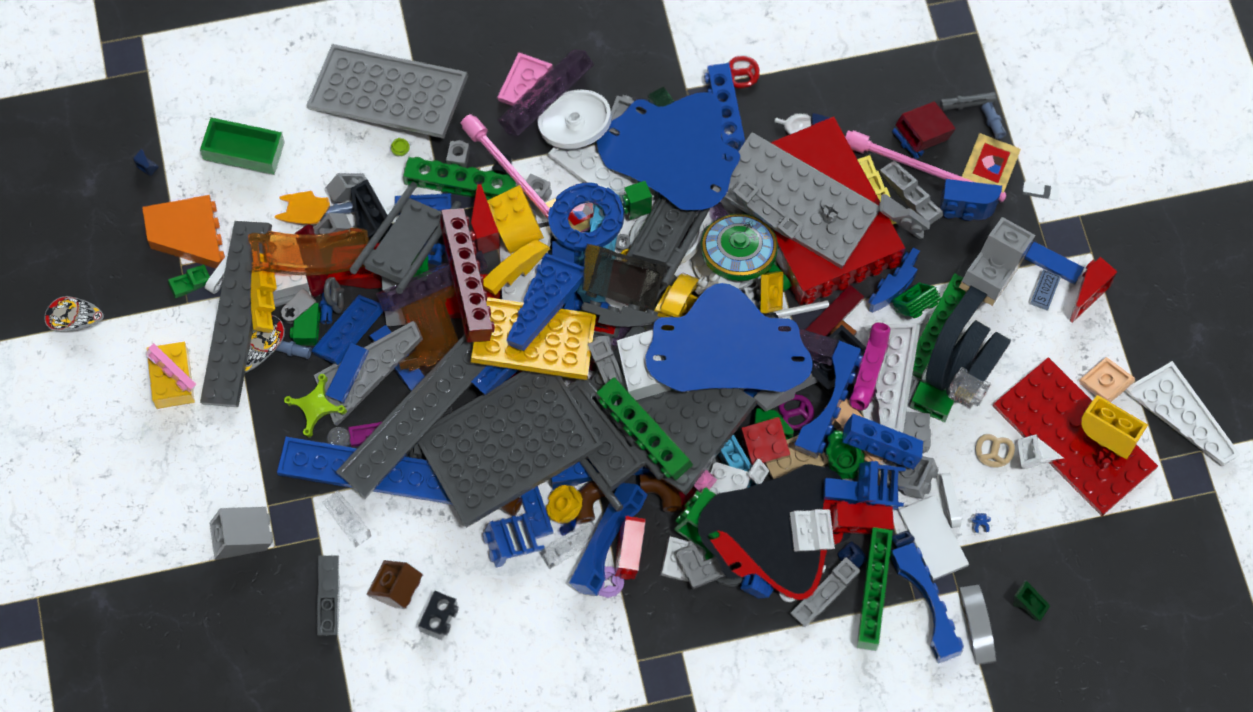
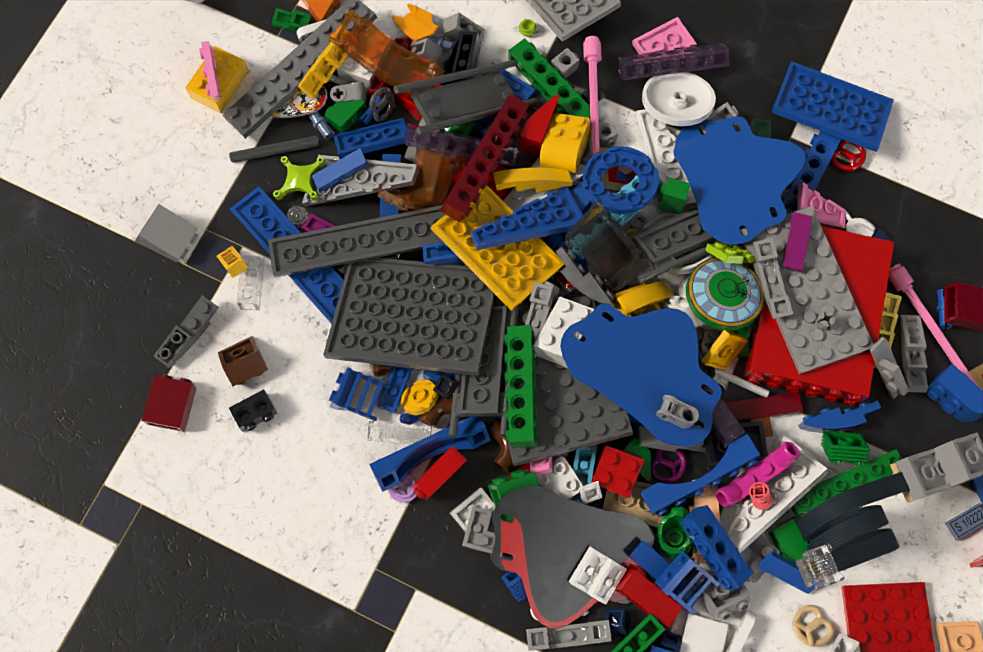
camera: 40 degrees right, 5 degrees up
(275, 392) = (273, 149): none -> dark grey axle
(327, 516) = (232, 261): none -> yellow slope
(363, 661) = (169, 403): none -> dark red brick
(581, 477) = (445, 386): none -> black tile
(701, 40) = (833, 106): none -> blue plate
(718, 213) = (730, 254): none -> lime plate
(763, 167) = (797, 242): none -> magenta tile
(764, 127) = (827, 211): none -> bright pink wing
(775, 361) = (675, 412): none -> light grey piece
(885, 379) = (761, 496): none -> coral wheel
(948, 422) = (785, 571): none -> blue tile

